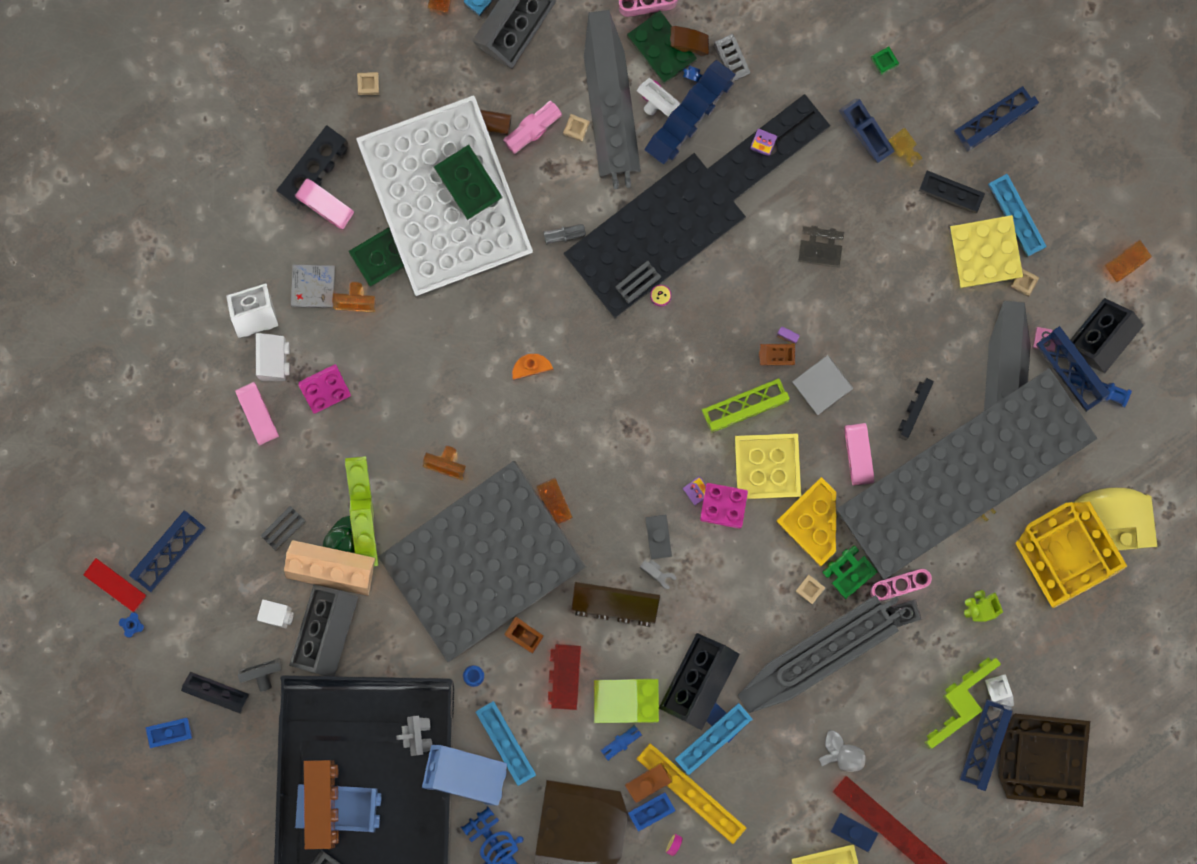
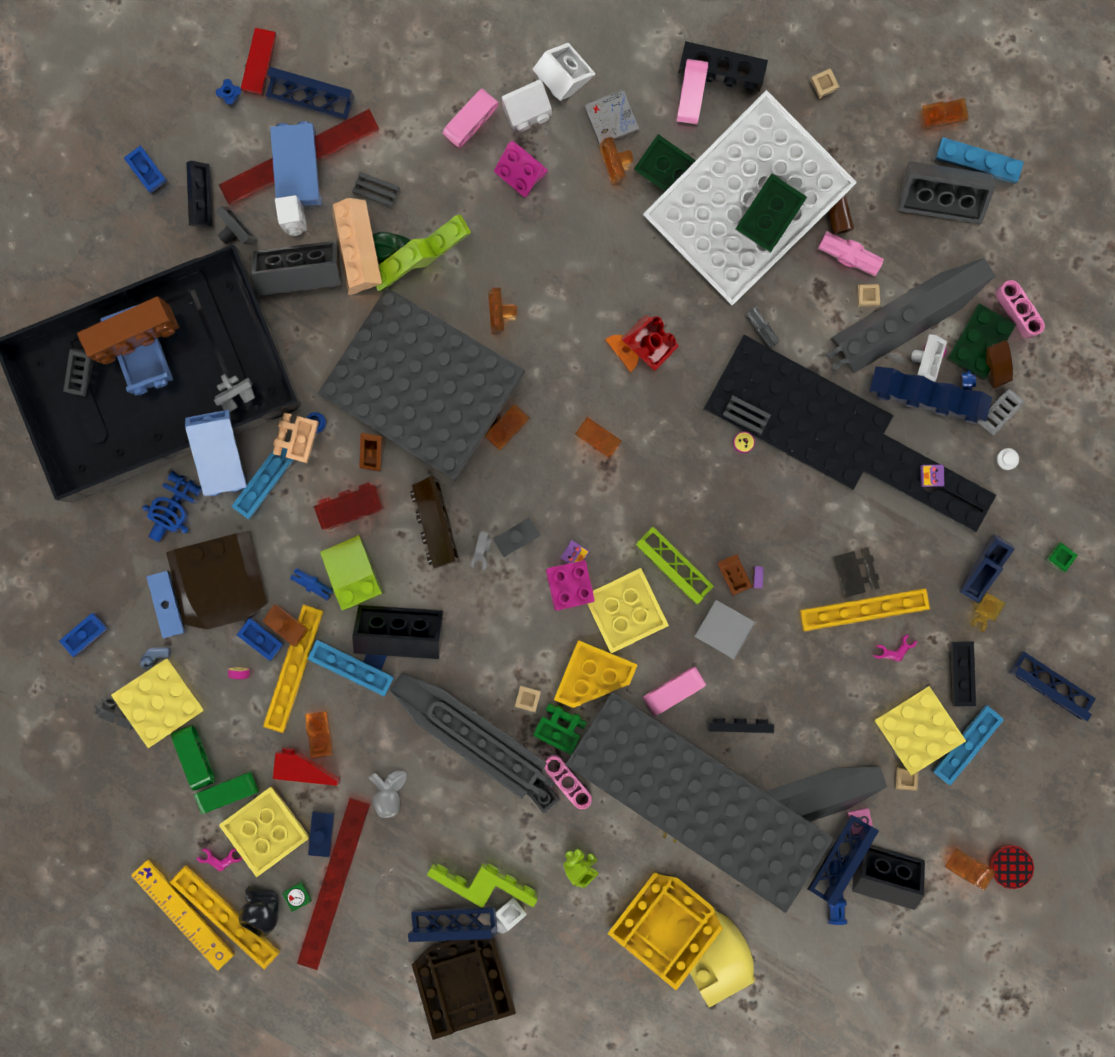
camera: 70 degrees right, 5 degrees up
(221, 586) = (326, 144): none -> clear red tile
(226, 590) = (295, 162): none -> medium blue panel
(484, 692) = (301, 439): none -> light nougat plate
(533, 338) = (650, 341): none -> red slope
(600, 424) = (598, 437): none -> clear orange tile
(762, 795) = (319, 735): none -> clear orange slope
(777, 69) = (1007, 459): none -> white plate
(785, 826) = (299, 768): none -> red slope
(857, 254) = (864, 609): none -> yellow tile
(911, 241) = (898, 655): none -> dark pink arm
(1141, 223) = (1012, 866): none -> tile

